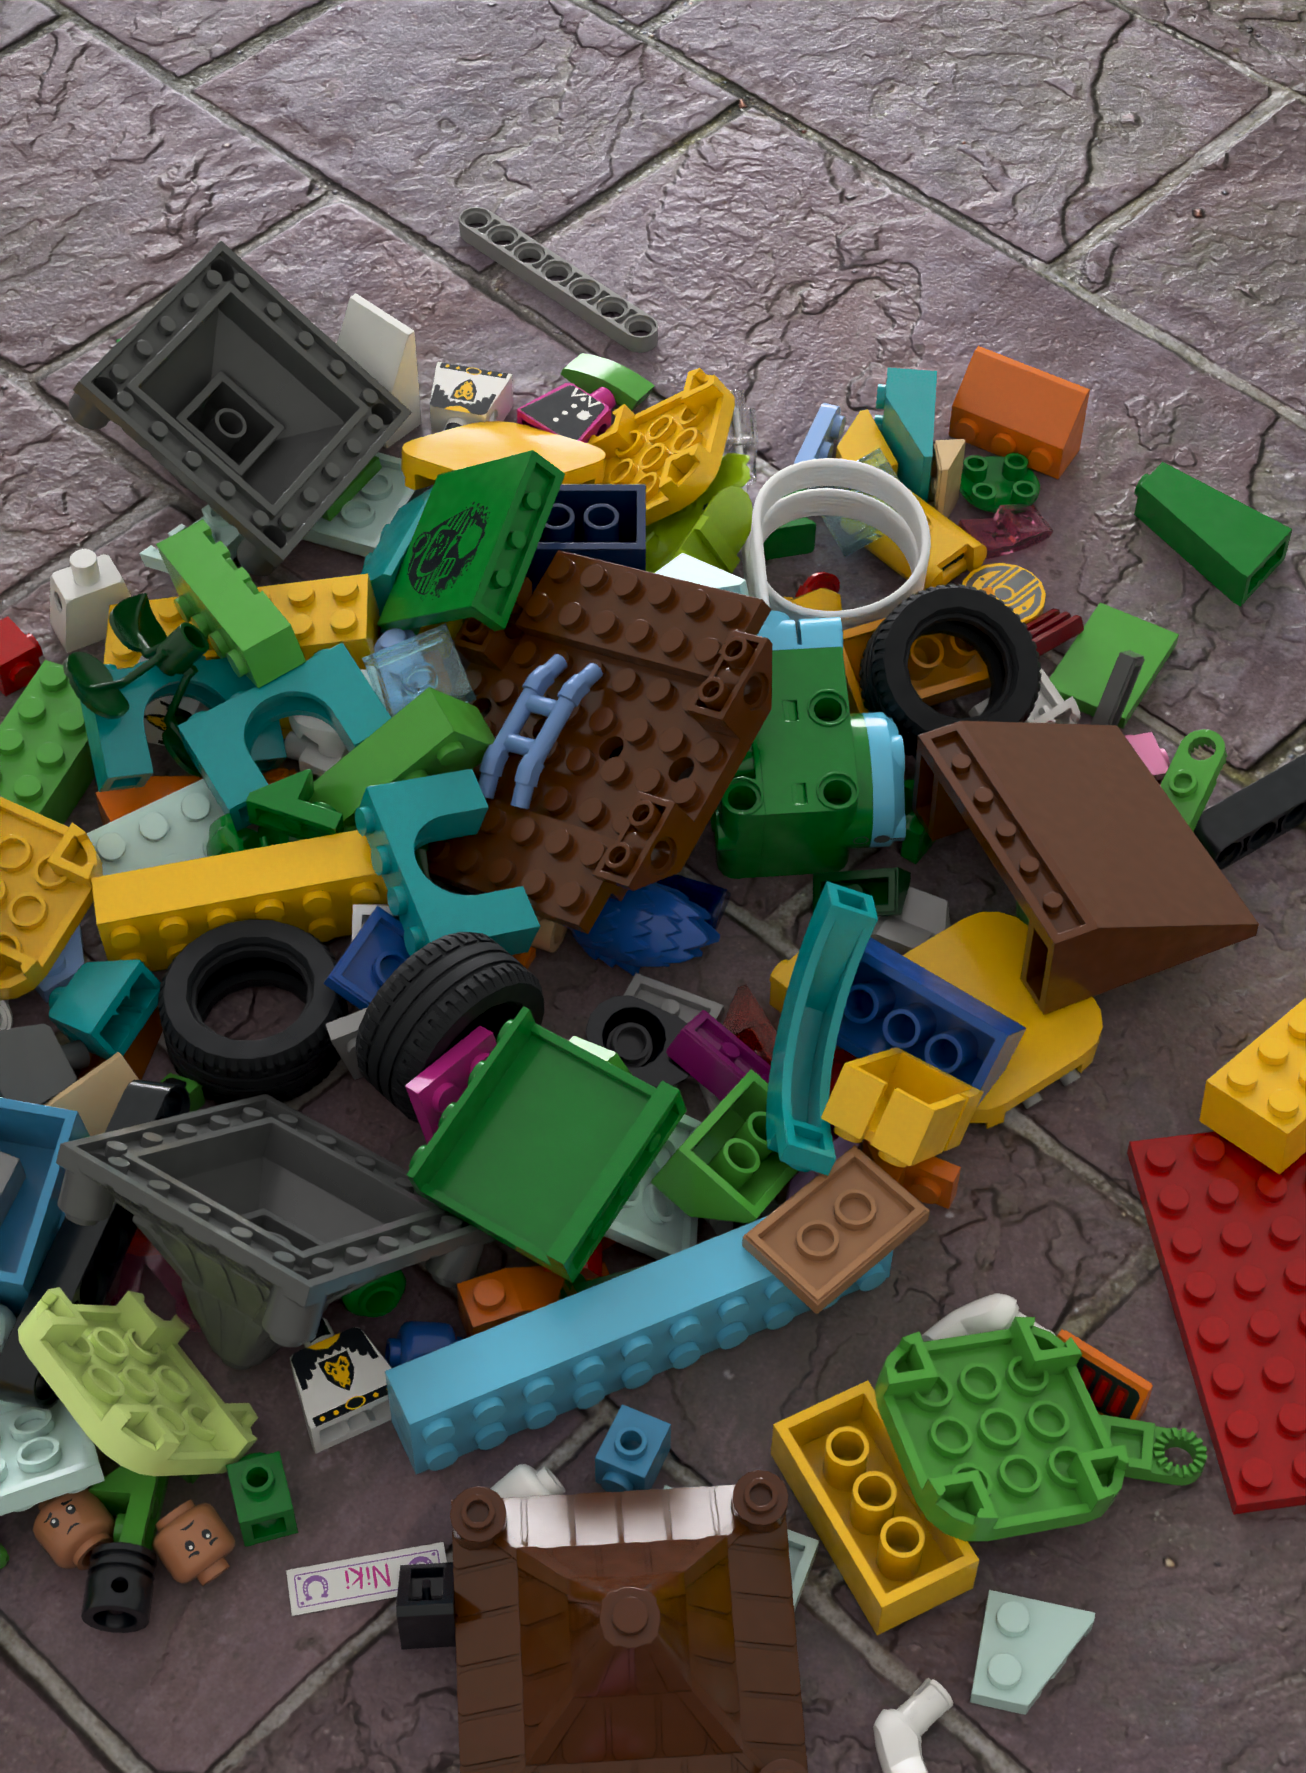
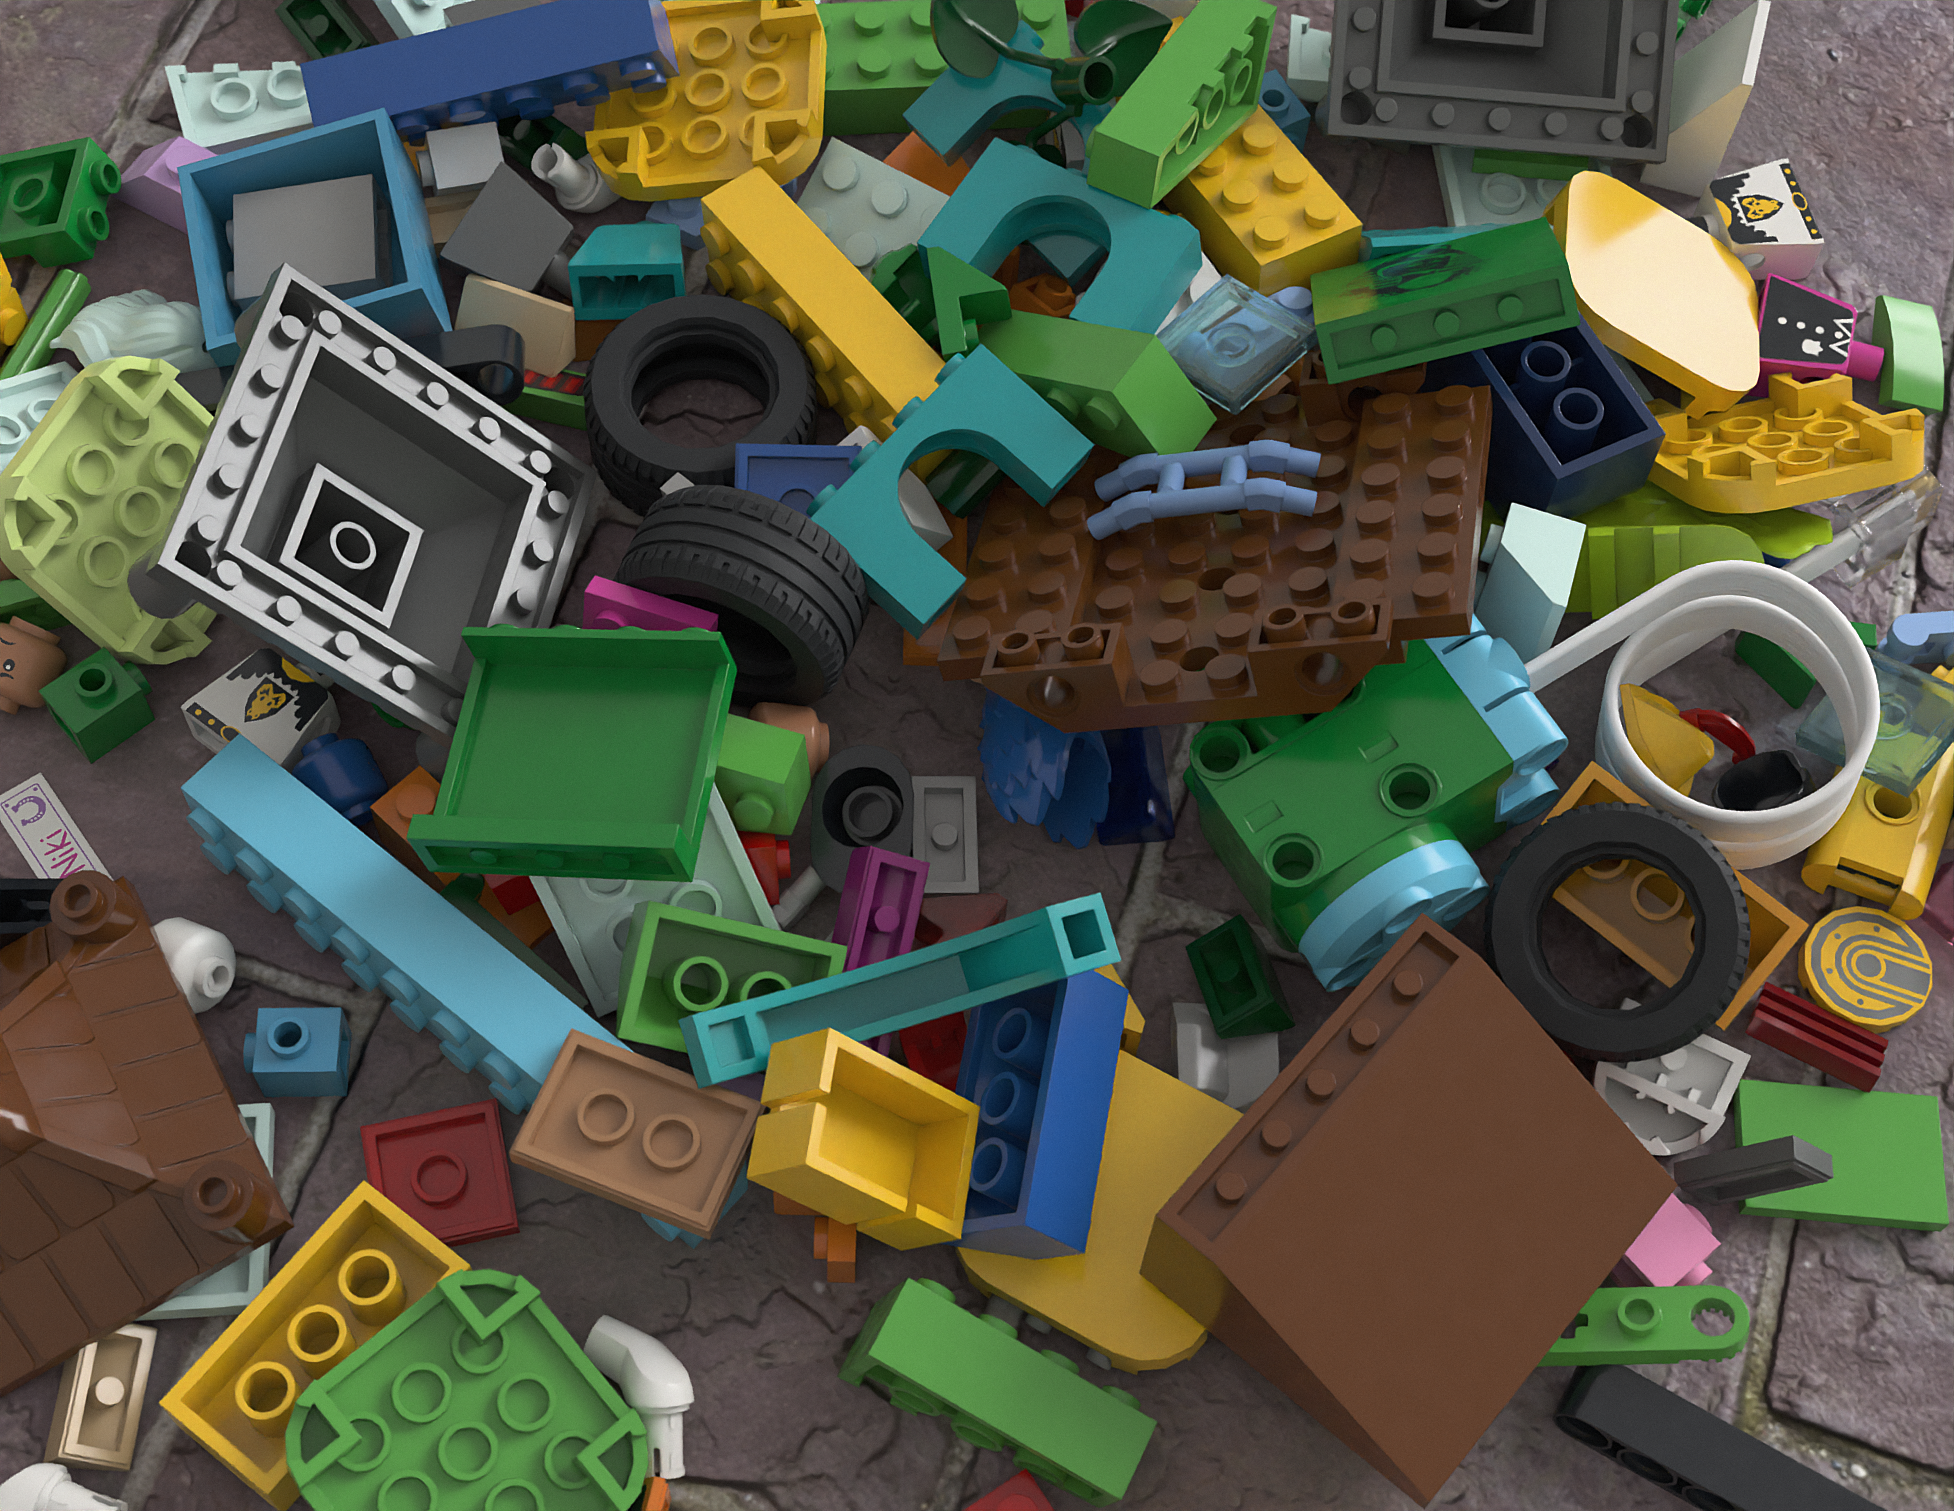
camera: 60 degrees right, 10 degrees up
(756, 1394) = (446, 1171): none -> red tile
(839, 1687) = (102, 1401): none -> tan slope
(871, 579) = (1763, 783): none -> black hair
(1073, 1133) = (1000, 1391): none -> bright green wedge

